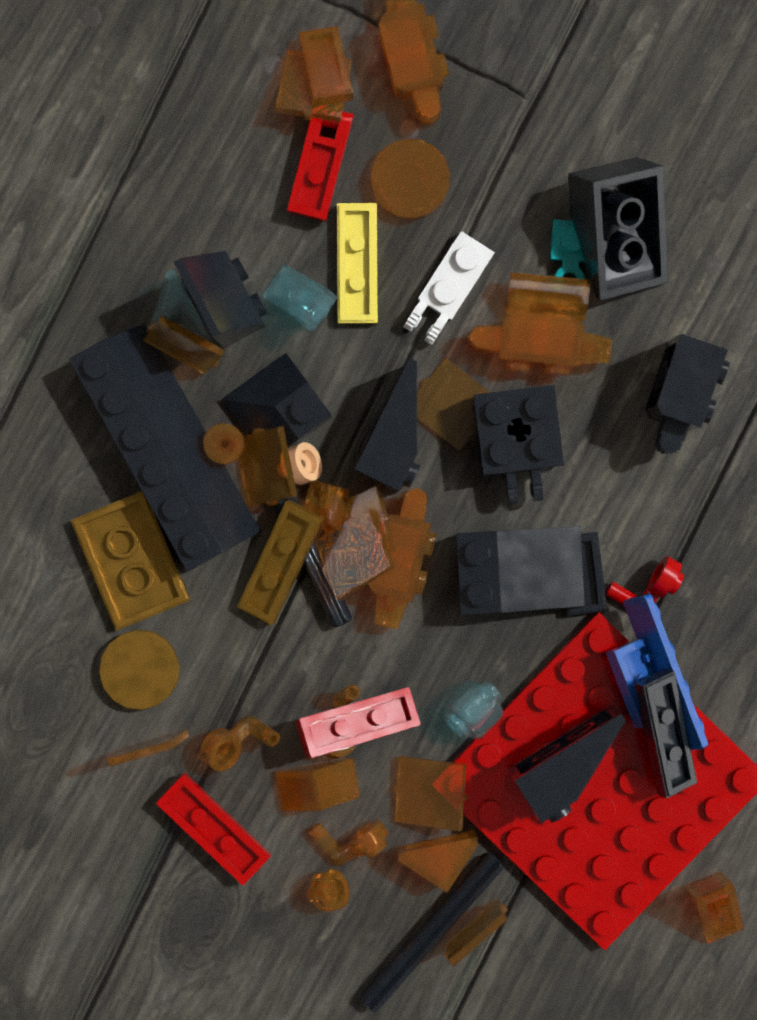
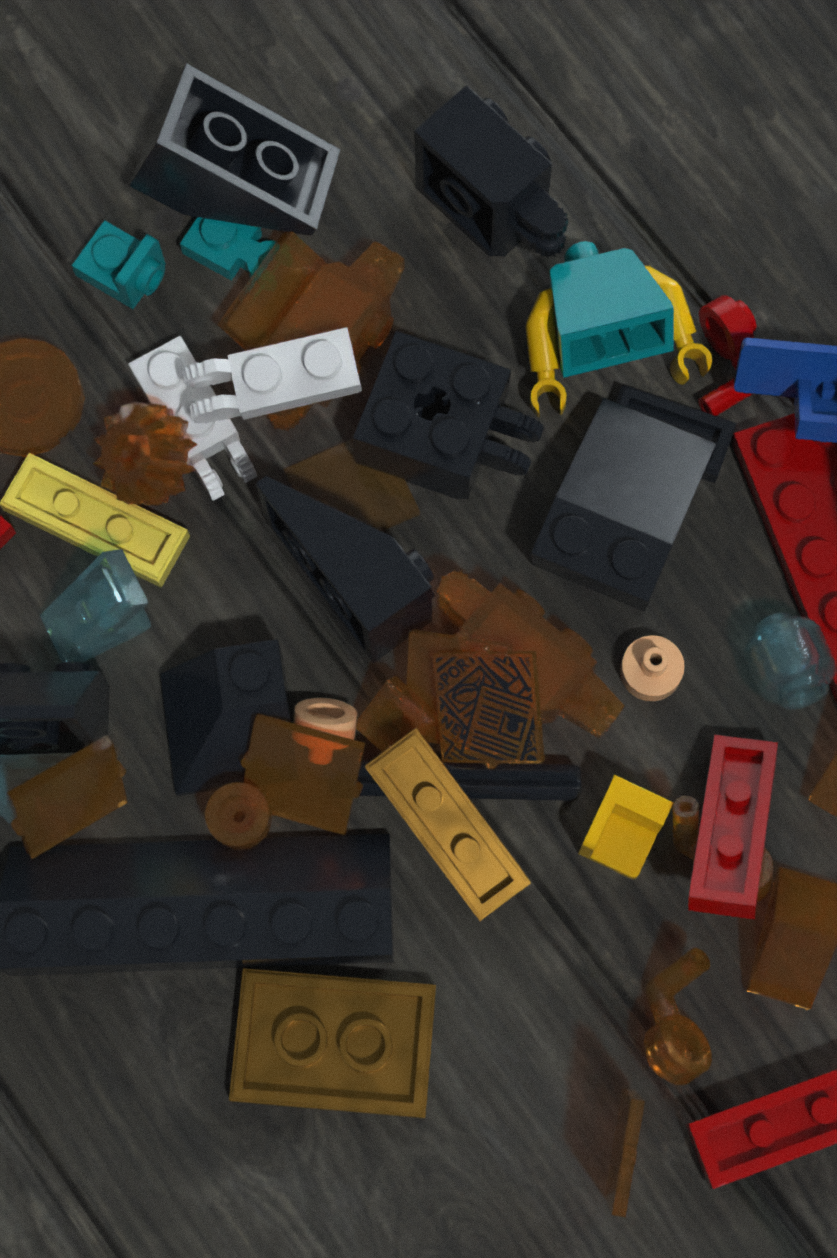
camera: 55 degrees left, 15 degrees down
(139, 669) = (500, 1112): pearl gold tile -> none
(329, 661) = (625, 827): none -> yellow panel
(406, 274) = (144, 454): none -> clear orange gear
(426, 623) = (648, 680): none -> light nougat tile
(490, 331) = (276, 377): none -> white hinge
(523, 190) = (121, 264): none -> teal bracket
(632, 501) = (604, 315): none -> teal torso

